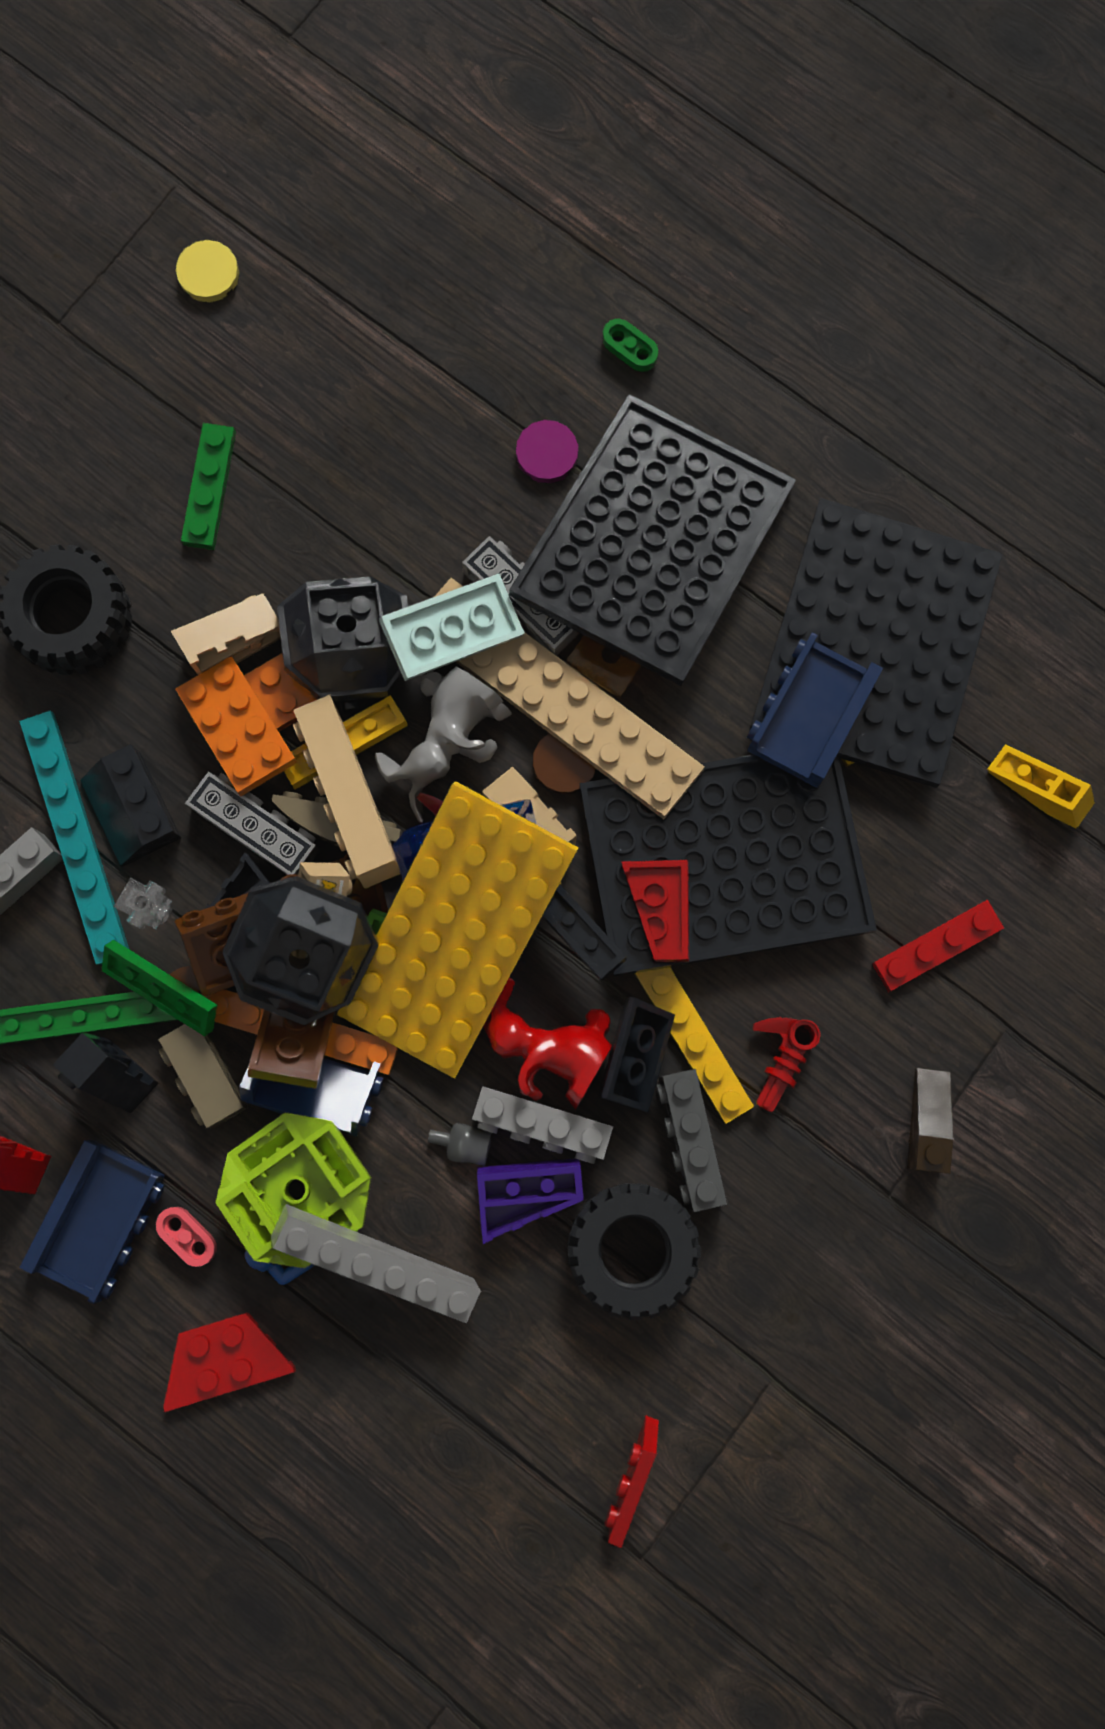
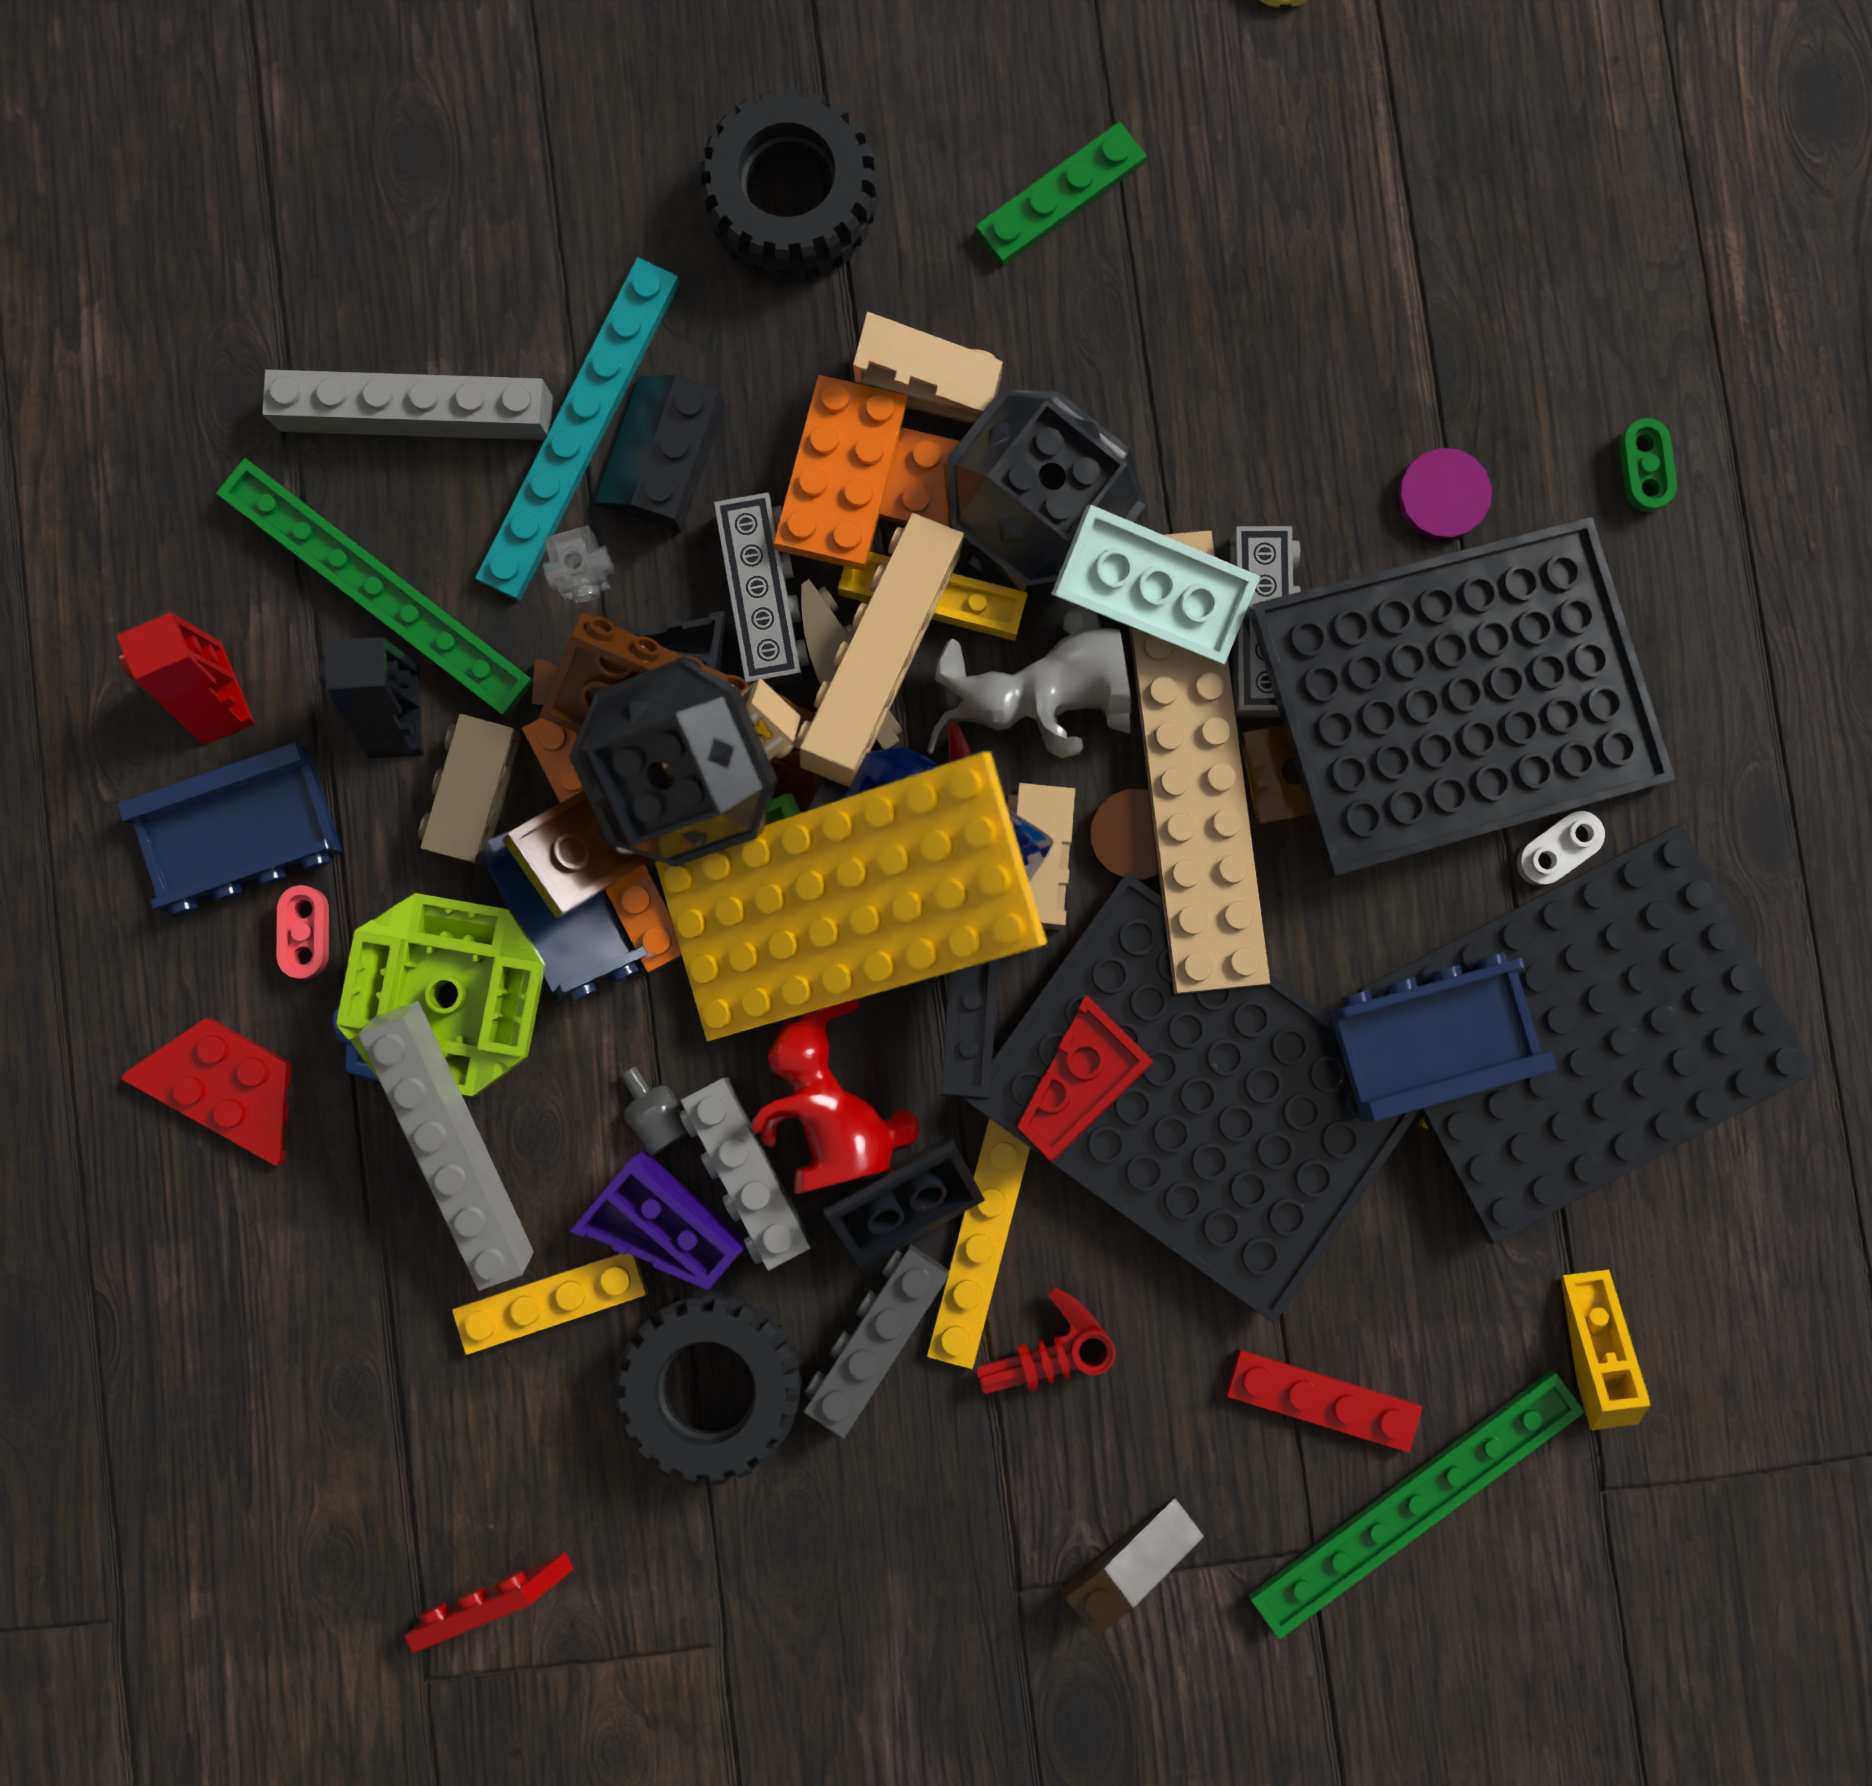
camera: 50 degrees right, 5 degrees up
(159, 987) = (508, 664): green plate -> none
(507, 1295) = (549, 1301): none -> yellow plate
(775, 564) = (1562, 847): none -> white plate
(1032, 951) = (1416, 1504): none -> green plate

